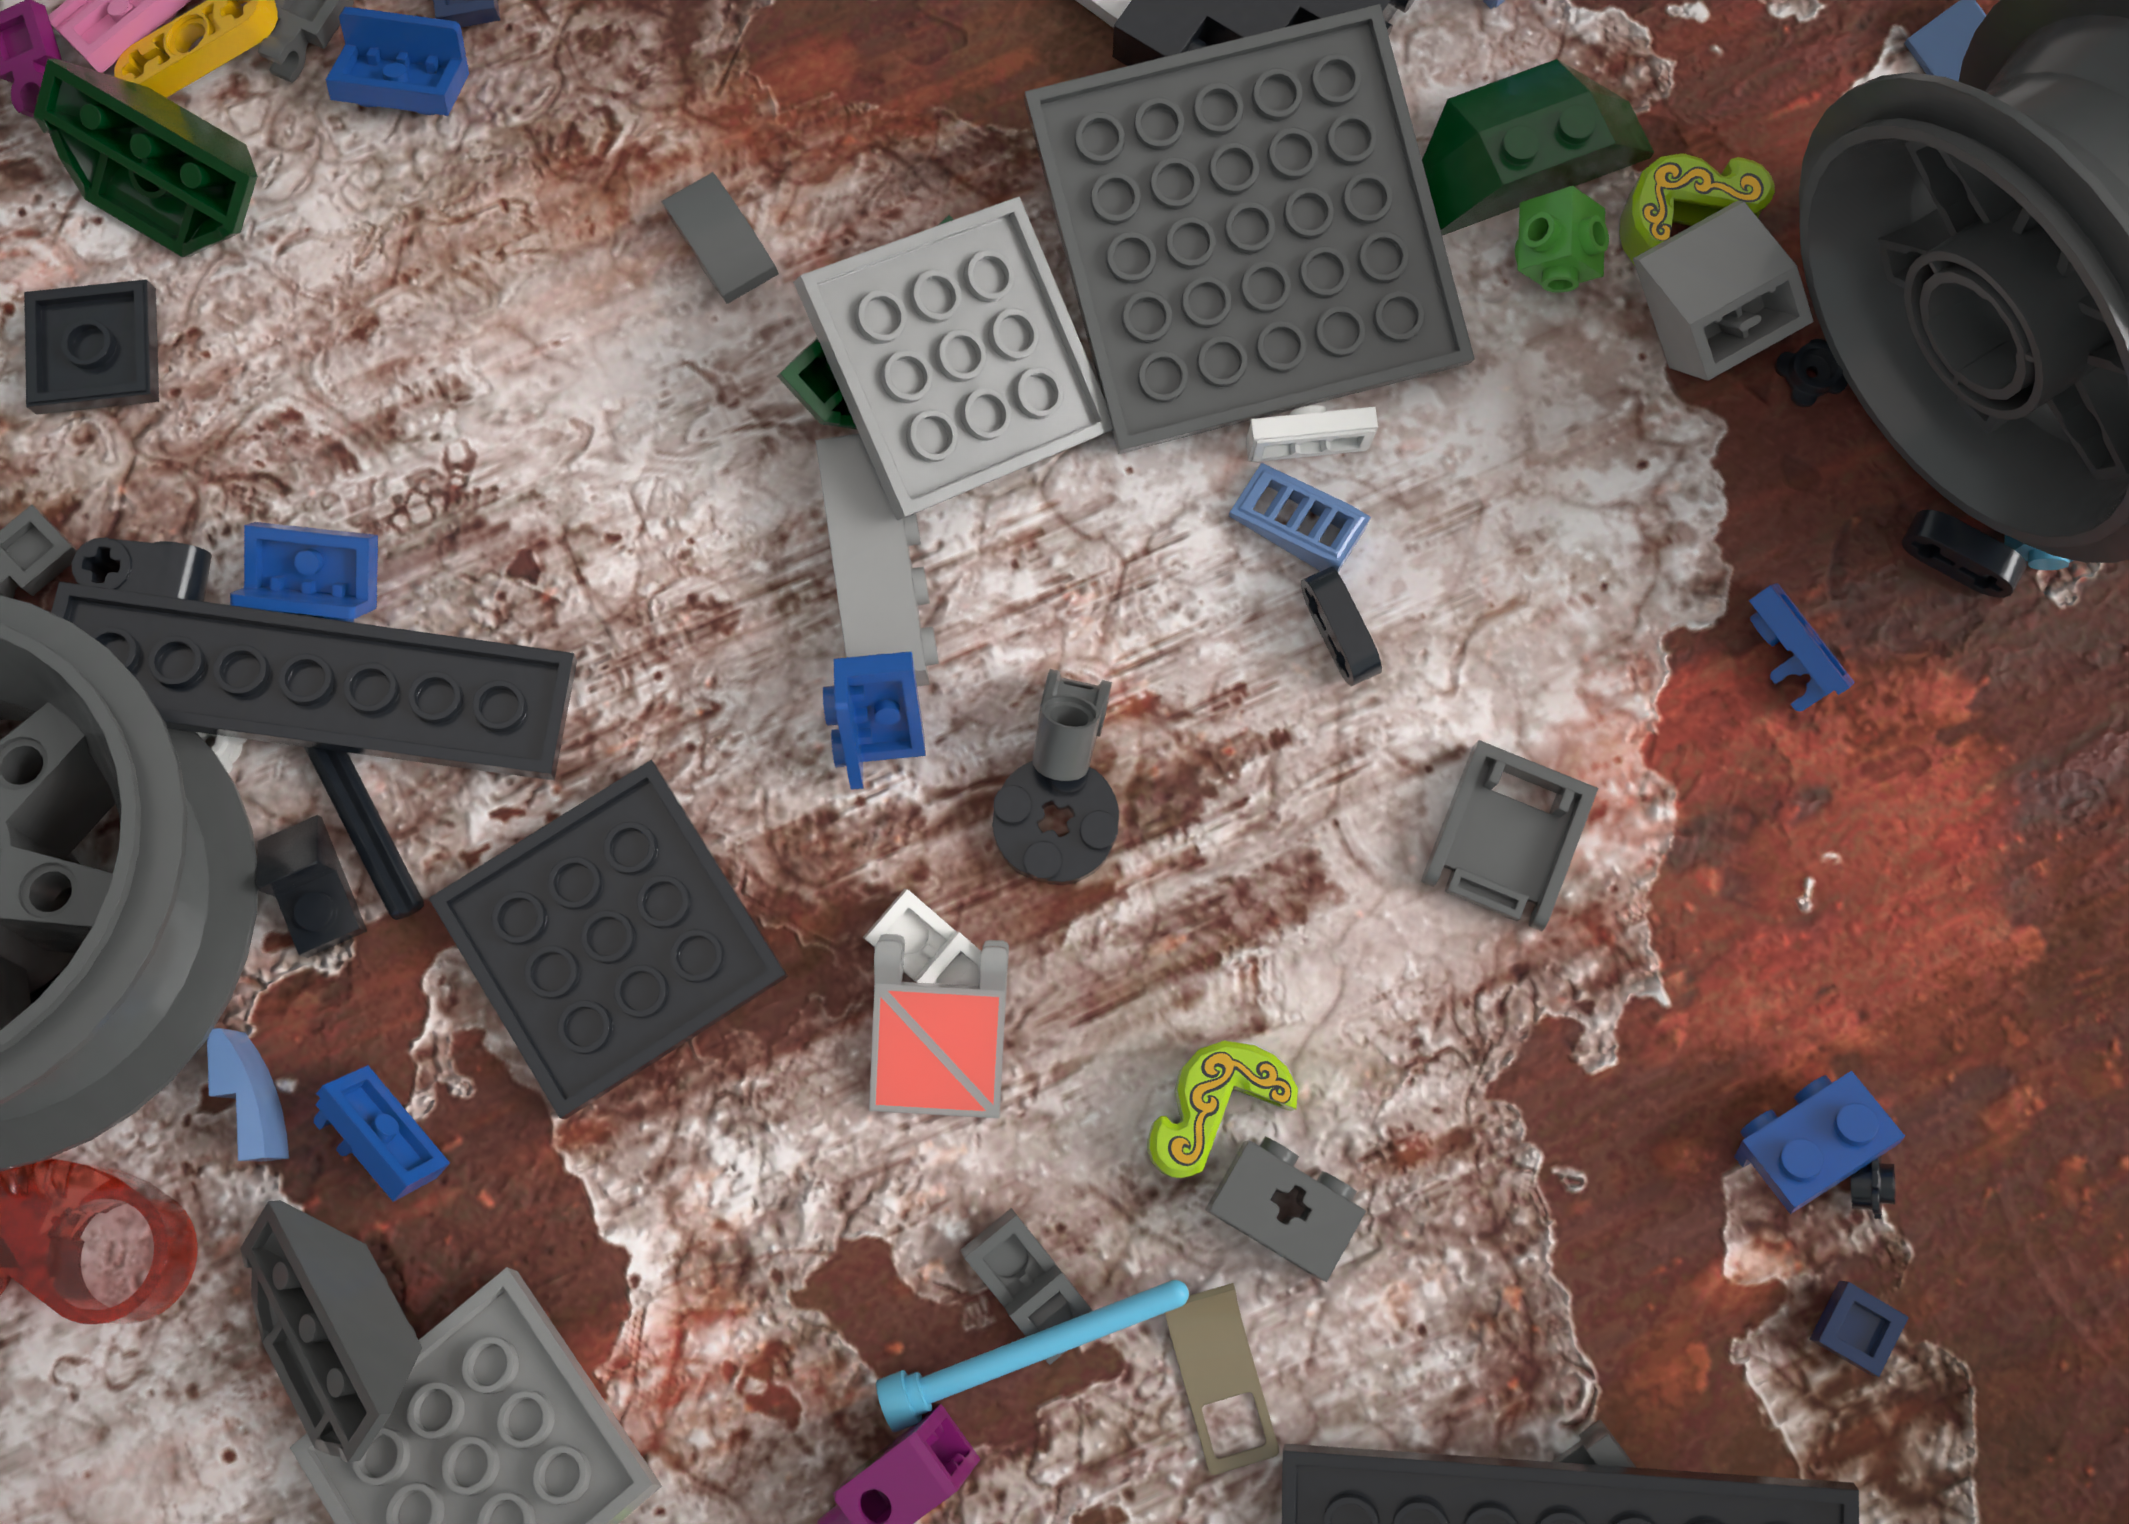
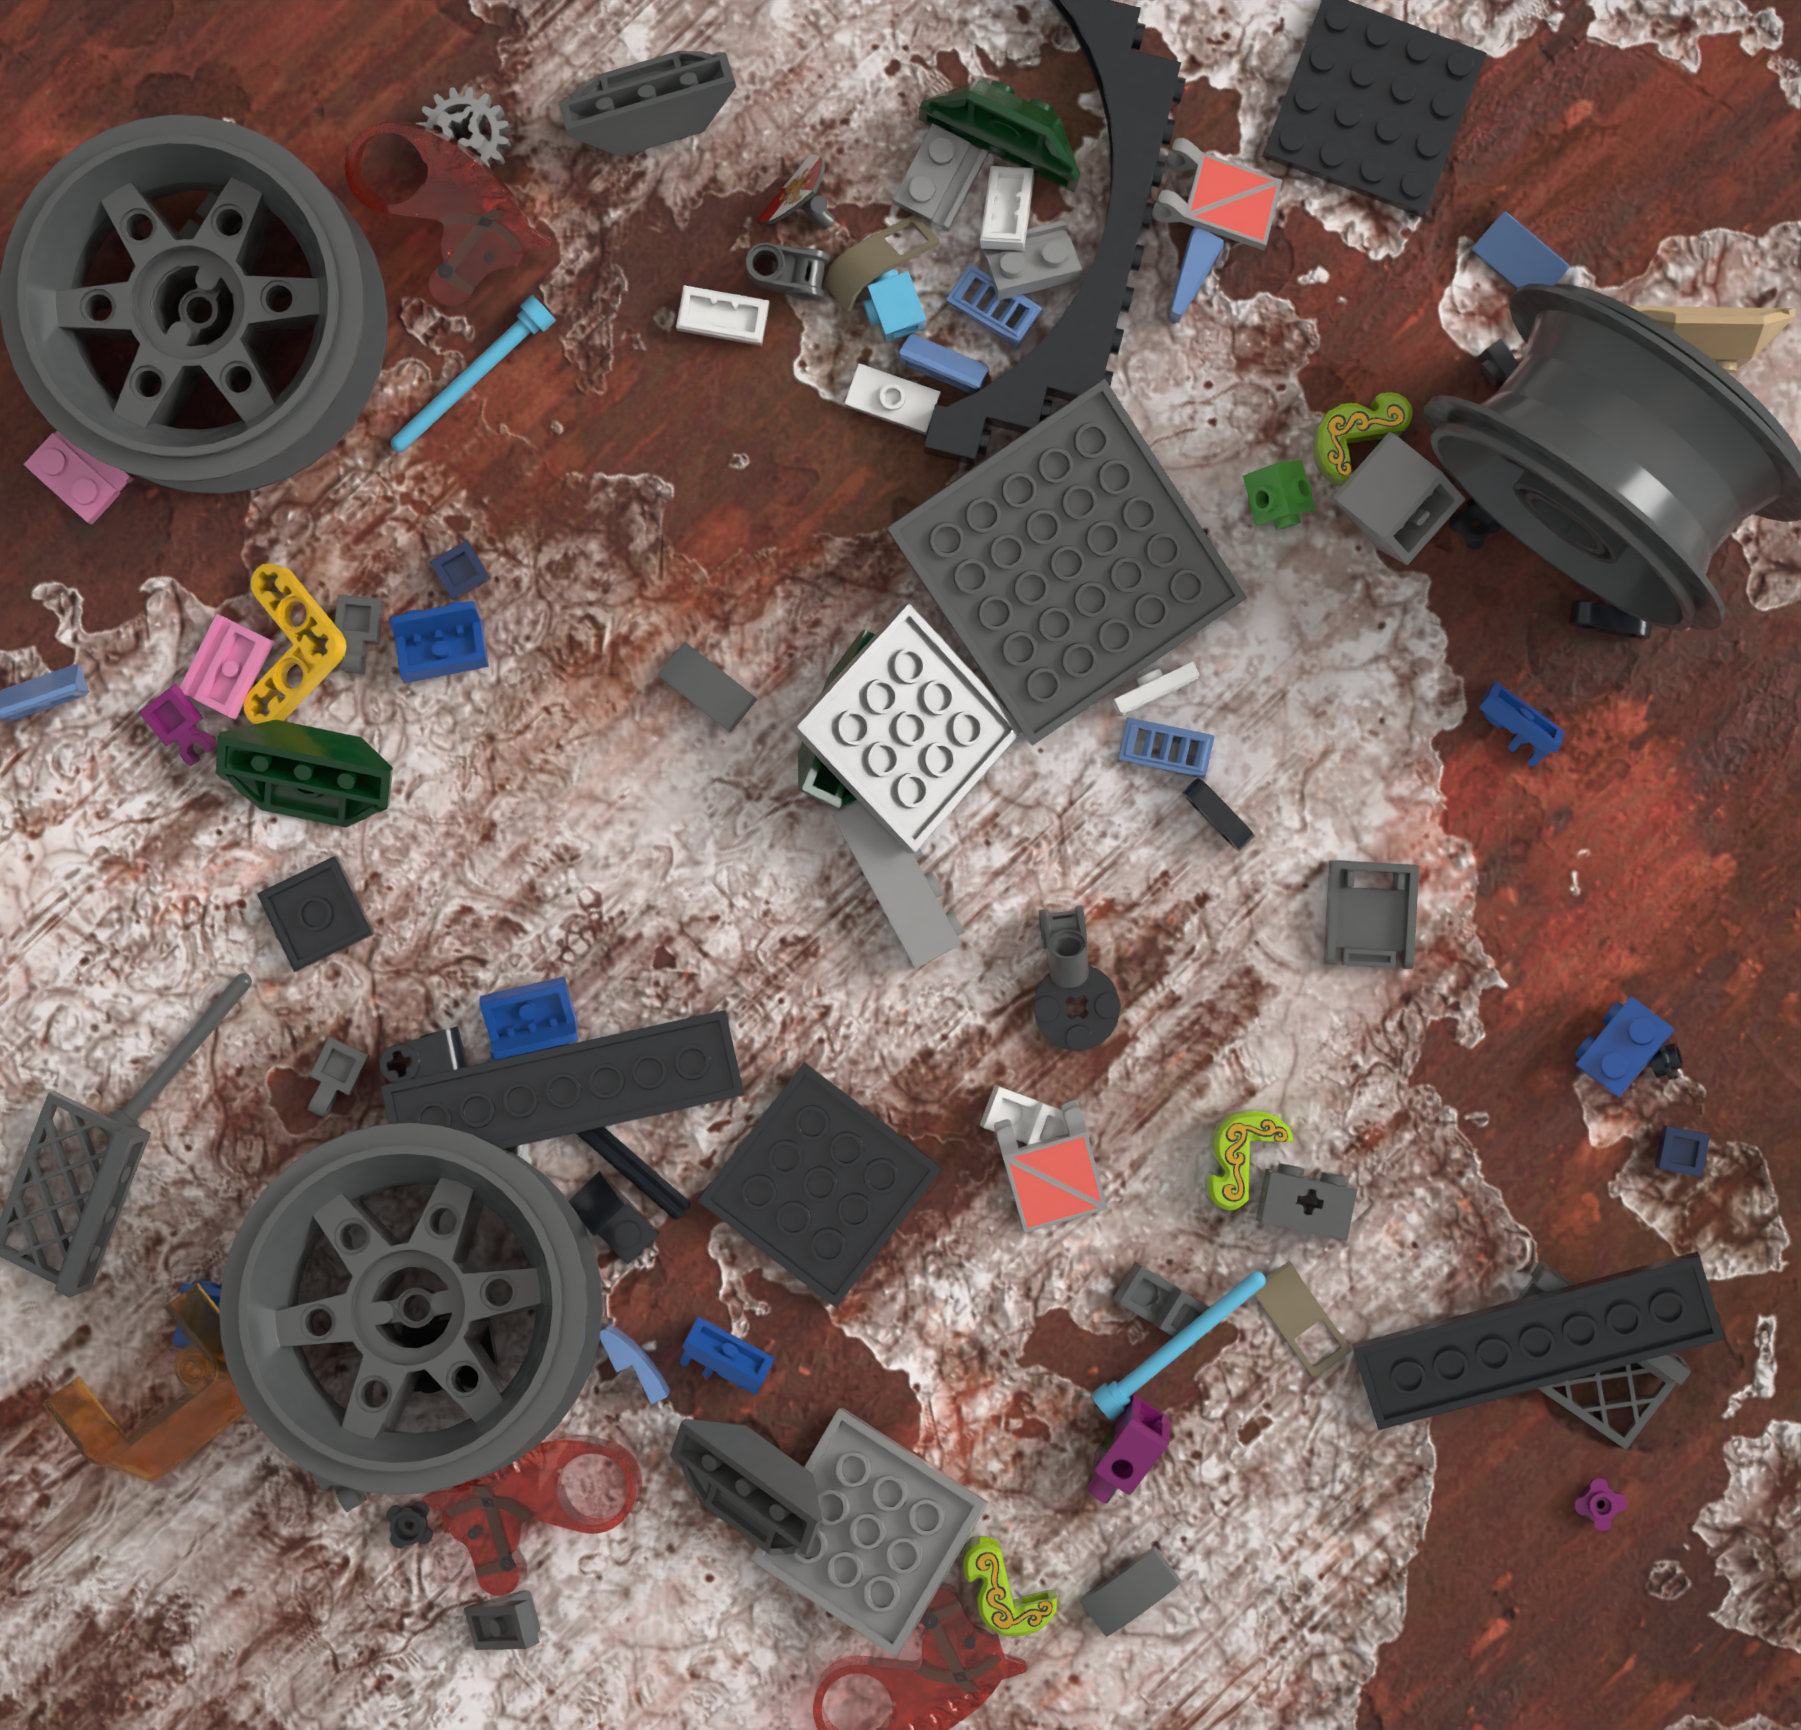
camera: 20 degrees left, 10 degrees up
(875, 712) = (938, 983): blue bracket -> none
(1525, 141) = (1231, 423): dark green wedge -> none

